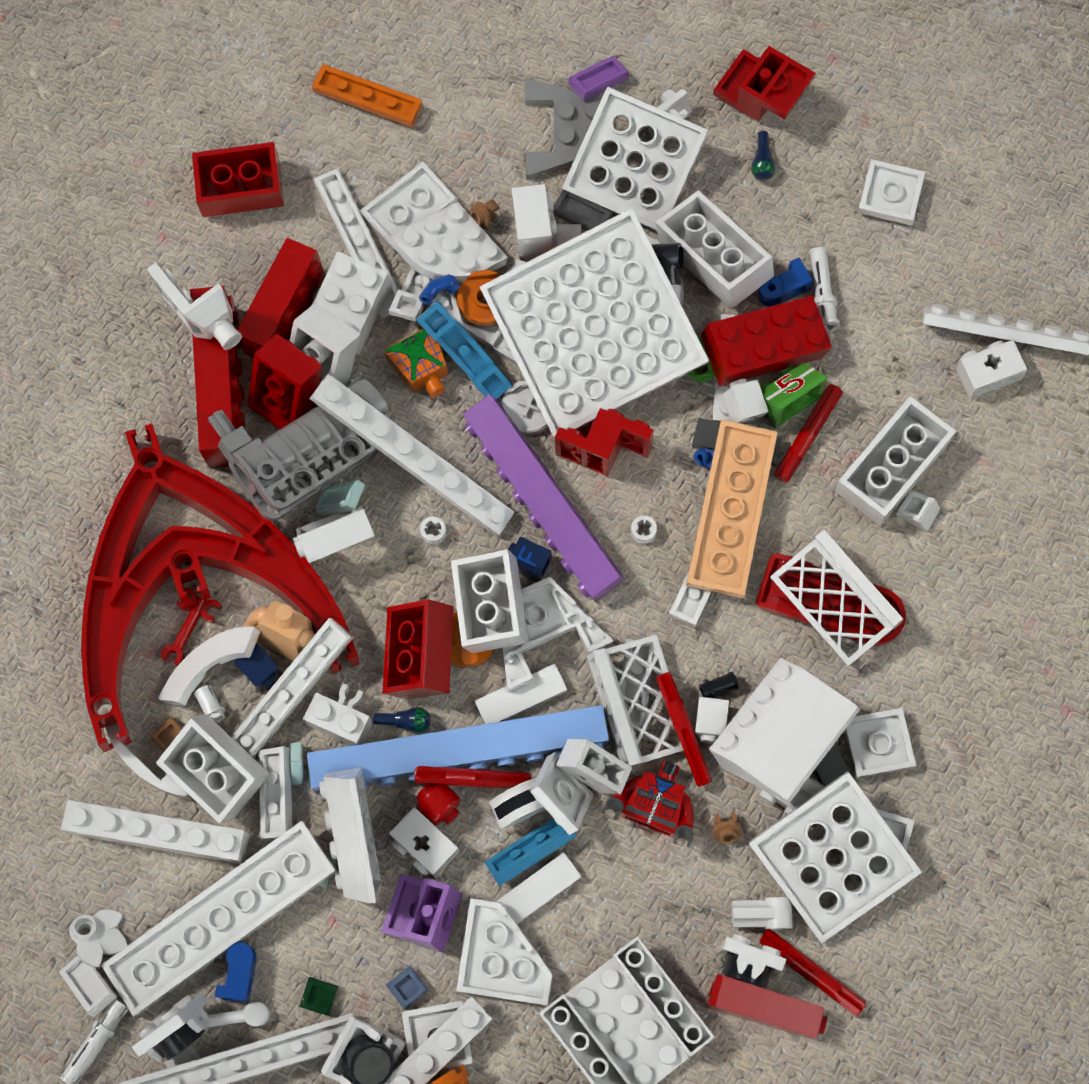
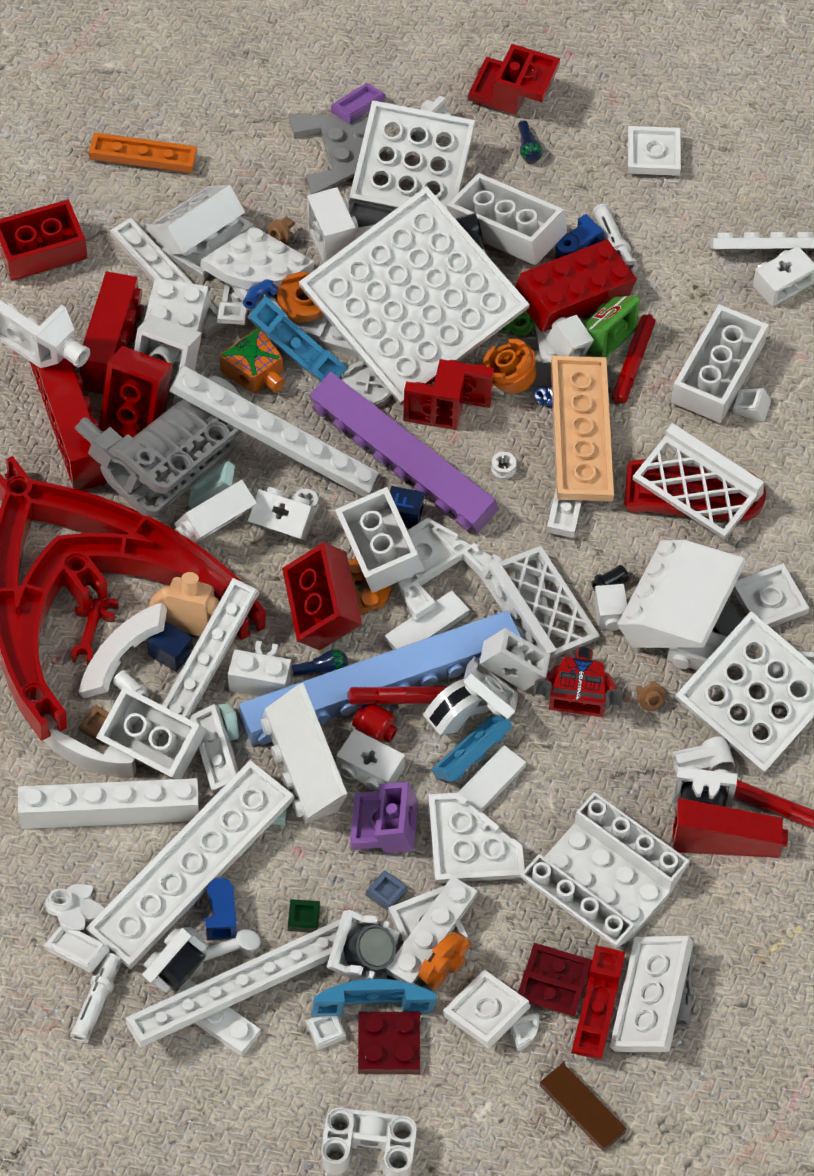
camera: 20 degrees left, 15 degrees down
(390, 544) = (298, 519): none -> white brick
(399, 187) = (197, 219): none -> white slope
(676, 421) = (512, 365): none -> orange cone
(683, 727) = (588, 618): red axle -> none

